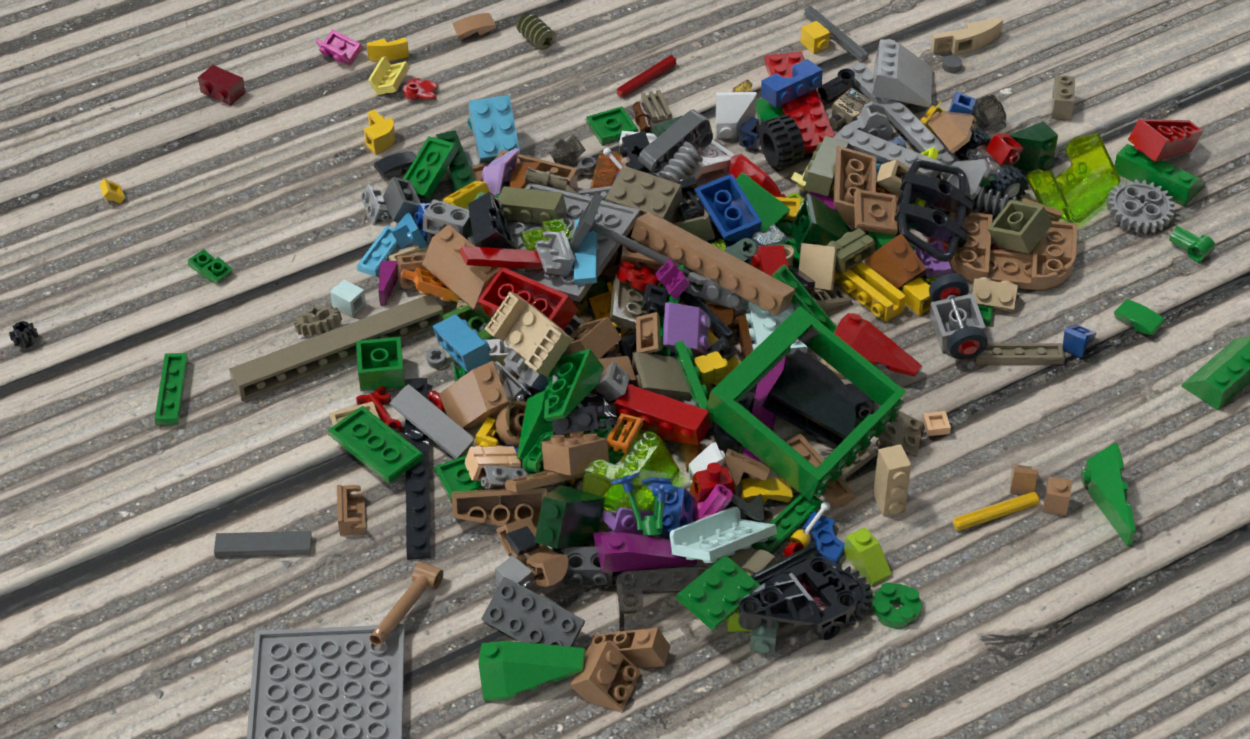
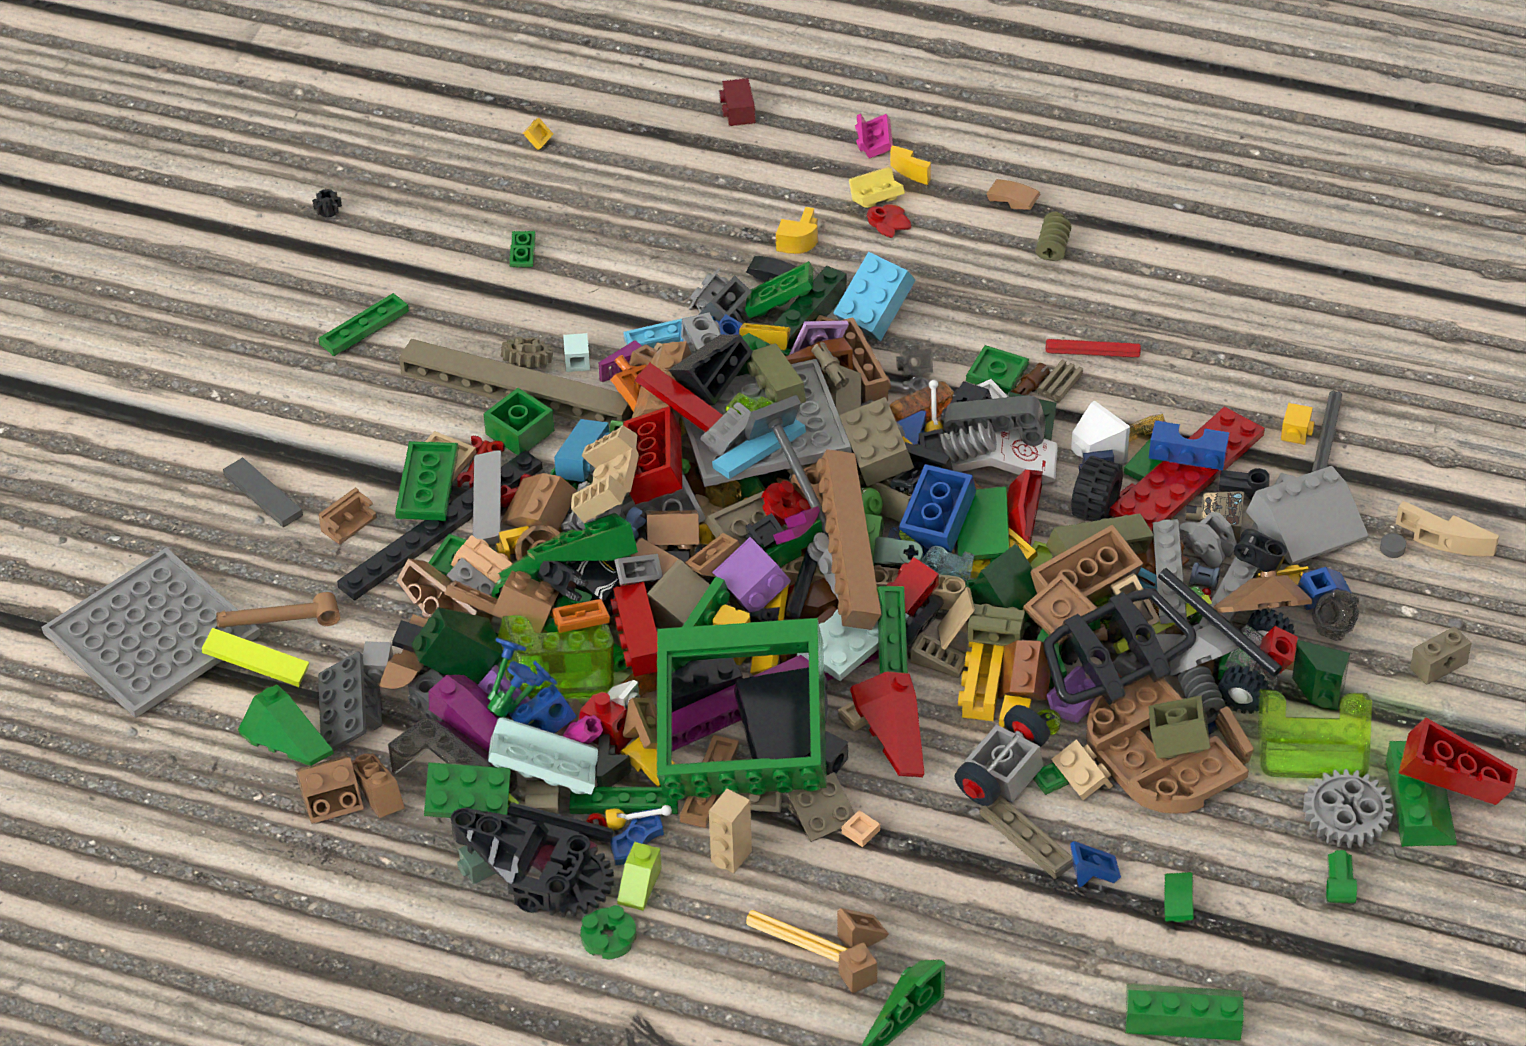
camera: 50 degrees right, 0 degrees up
(430, 643) = (255, 657): none -> neon yellow tile
(916, 106) = (1262, 551): none -> black piece
(962, 153) = (1220, 622): none -> black piece

